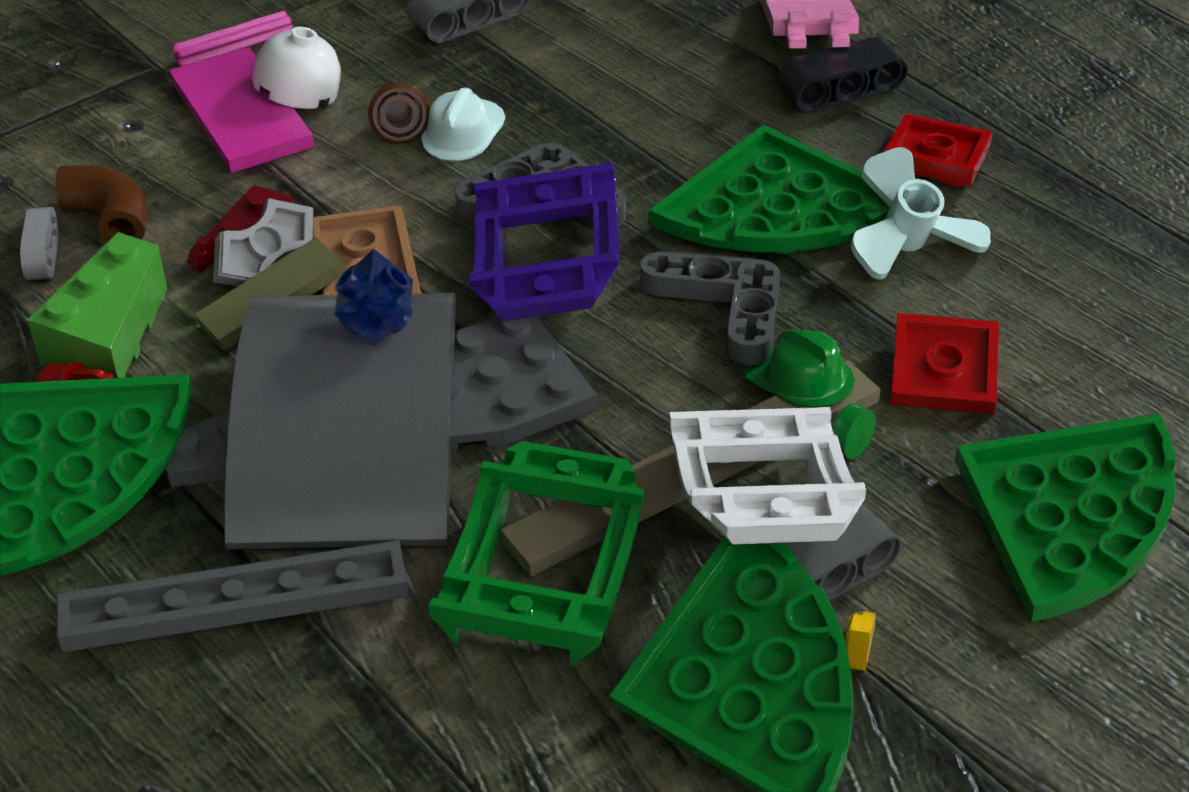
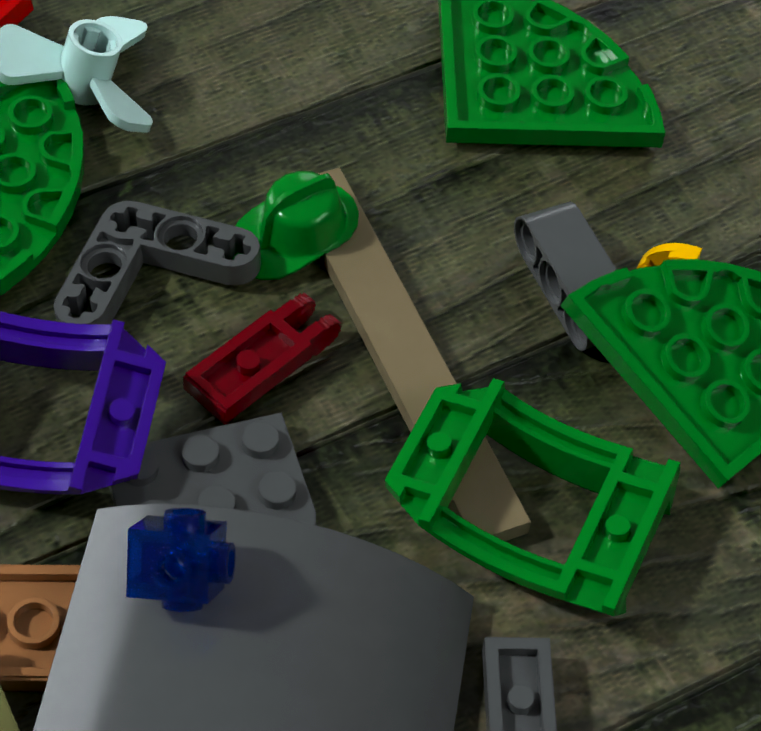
camera: 85 degrees left, 10 degrees up
(651, 374) = (259, 358): none -> dark red hinge
(767, 512) = (427, 239): white wedge -> none
(854, 429) = (399, 204): green tile -> none
(945, 363) = (312, 108): red plate -> none

